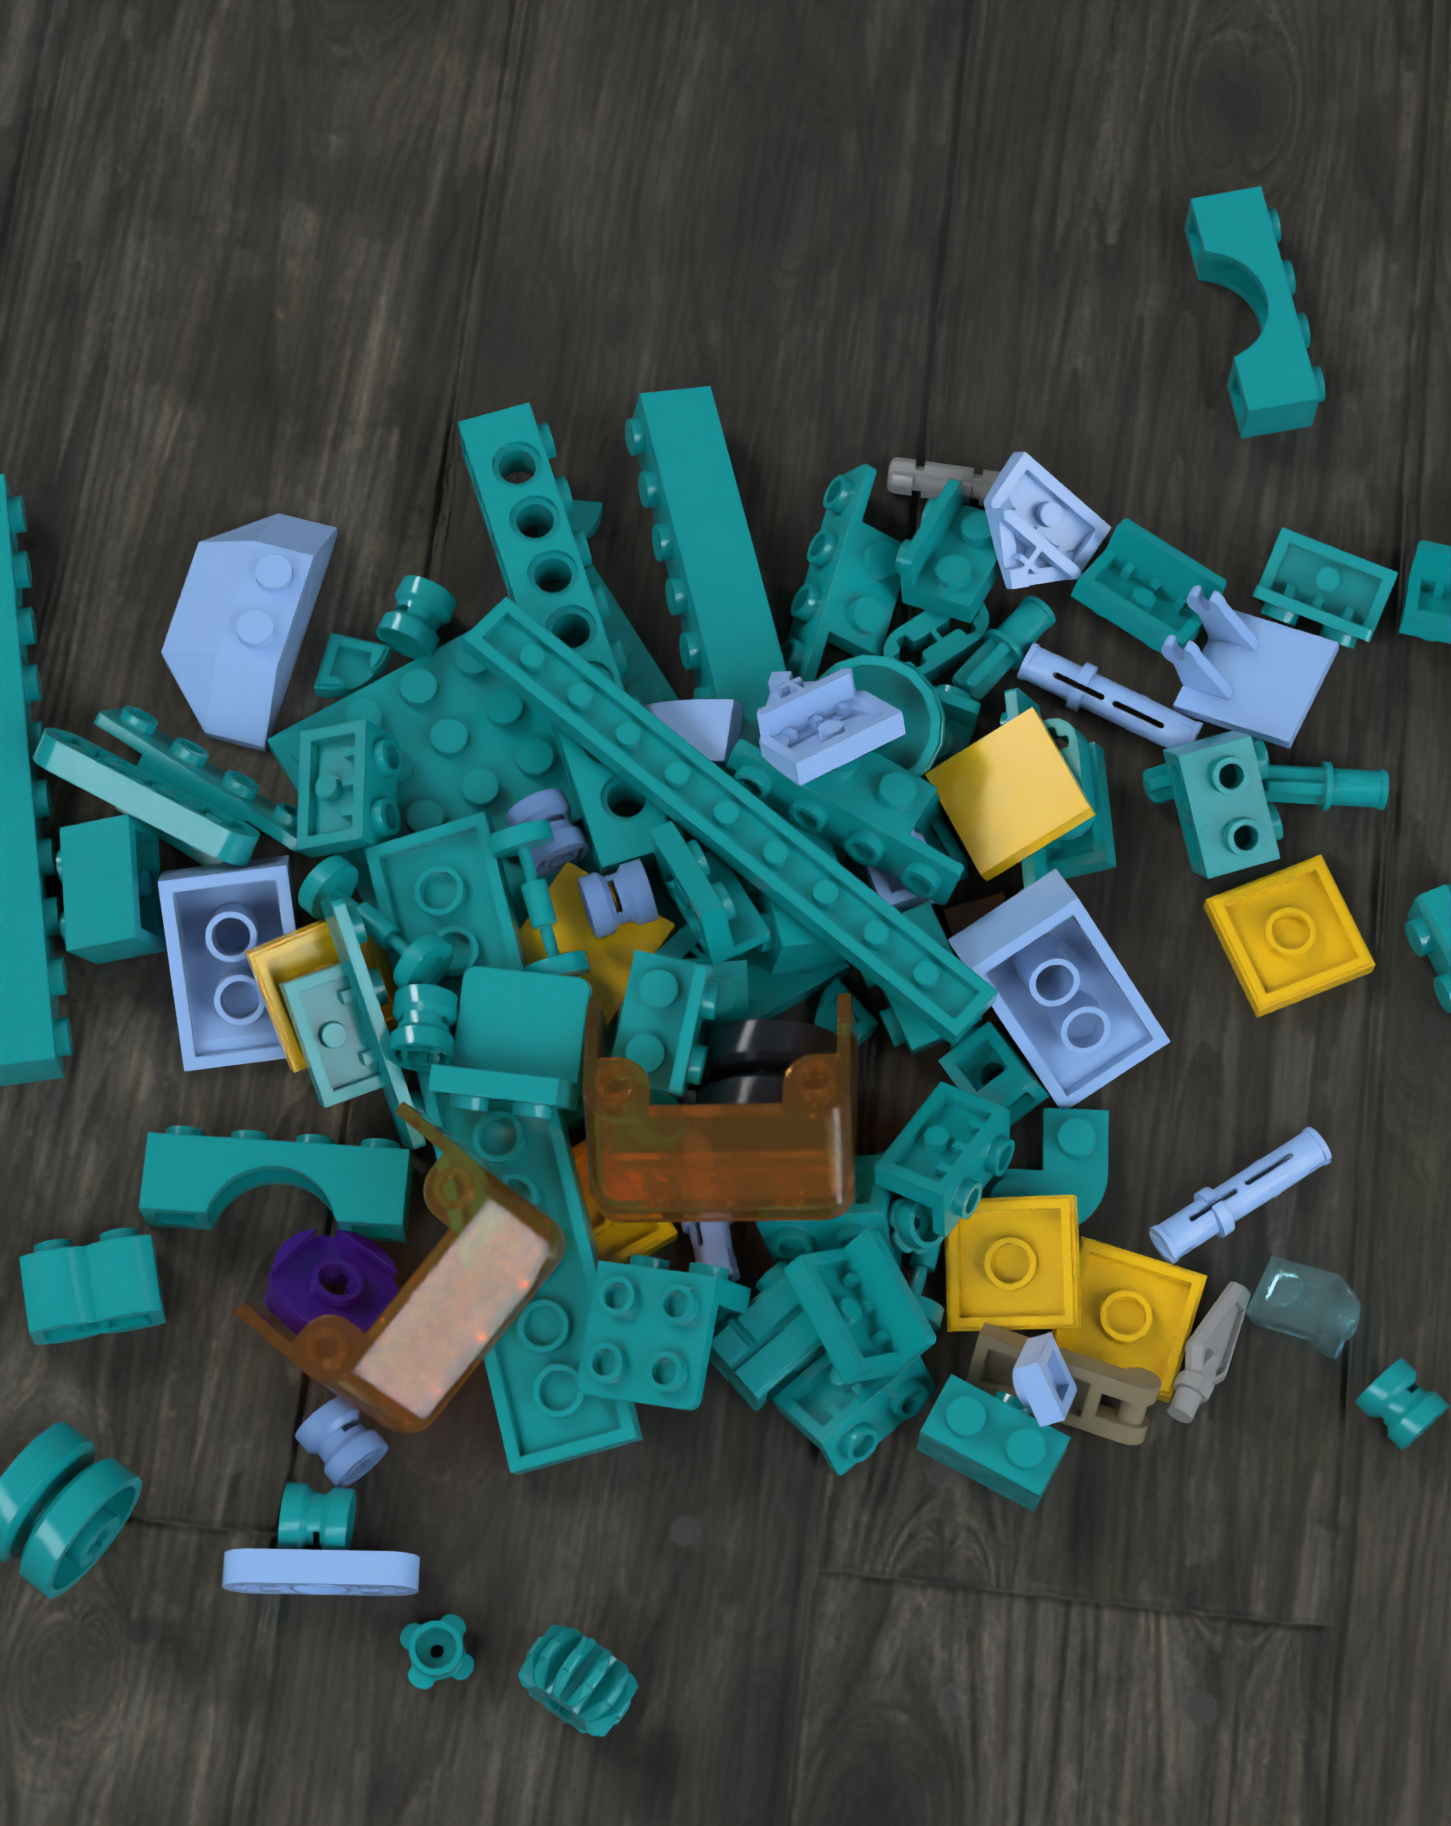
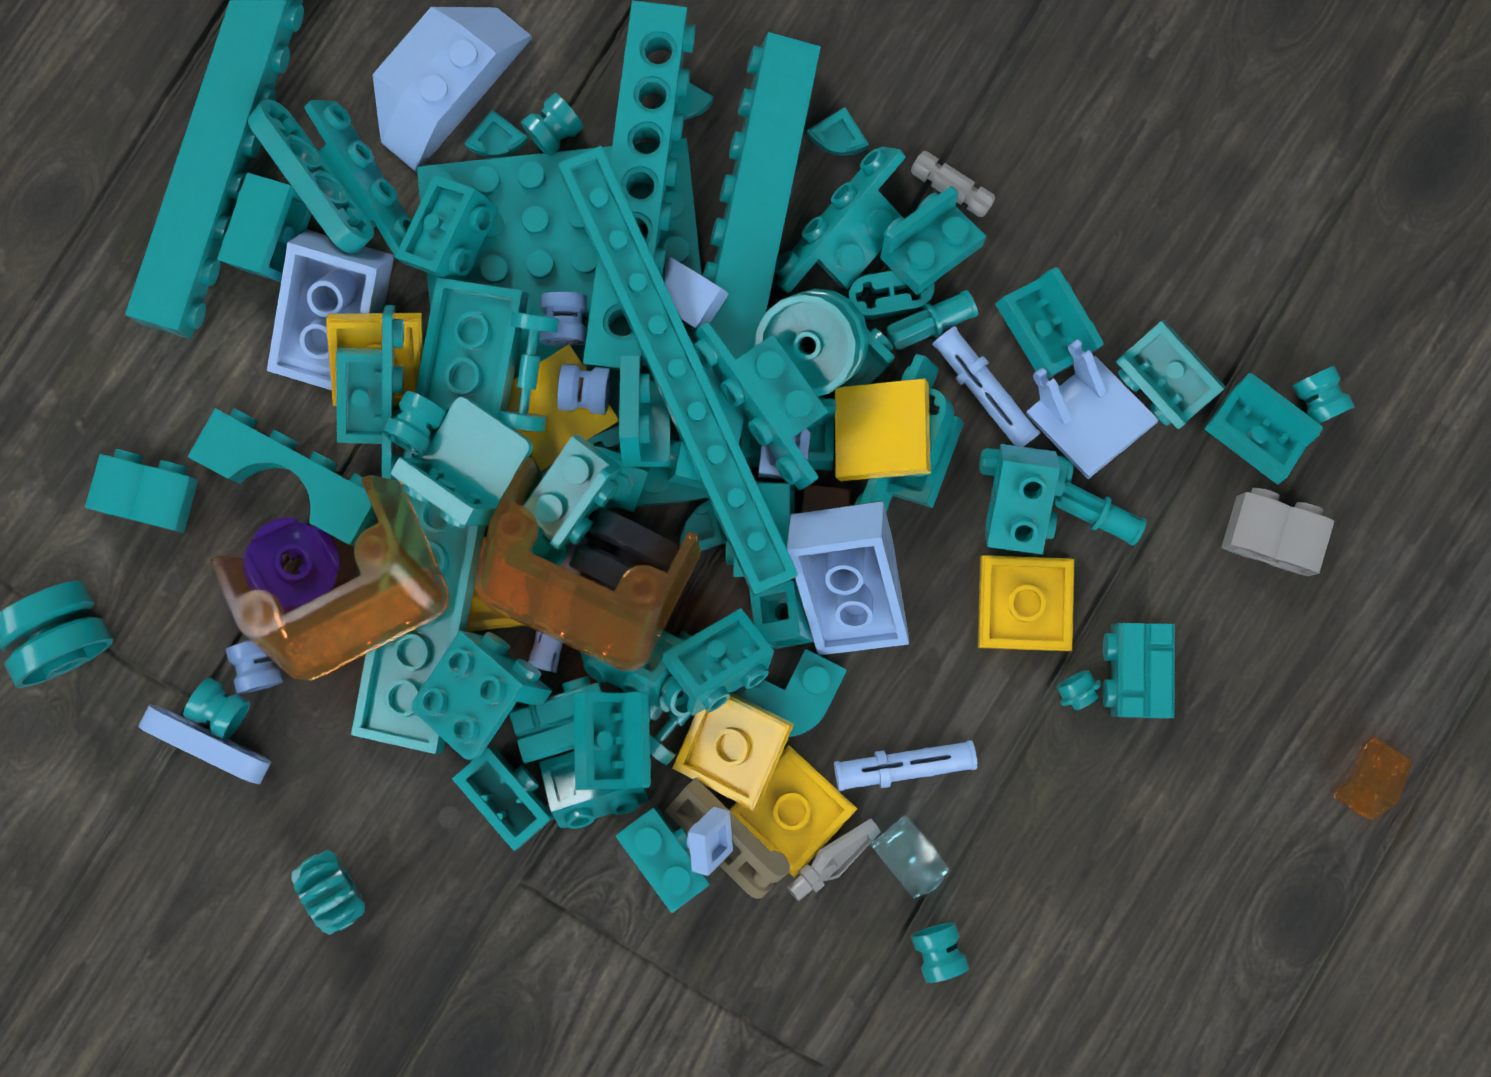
camera: 25 degrees right, 15 degrees up
(420, 962) = (432, 378): teal wheel -> none
(422, 1638) = (244, 832): teal plate -> none
(752, 1454) = (504, 796): none -> teal brick
(778, 485) = (838, 135): none -> teal tile
(822, 724) = (766, 337): light blue slope -> none
(1039, 525) = (996, 246): light blue slope -> none
(1236, 247) = (1233, 101): teal arch -> none
(1408, 1008) = (1079, 690): none -> teal plate

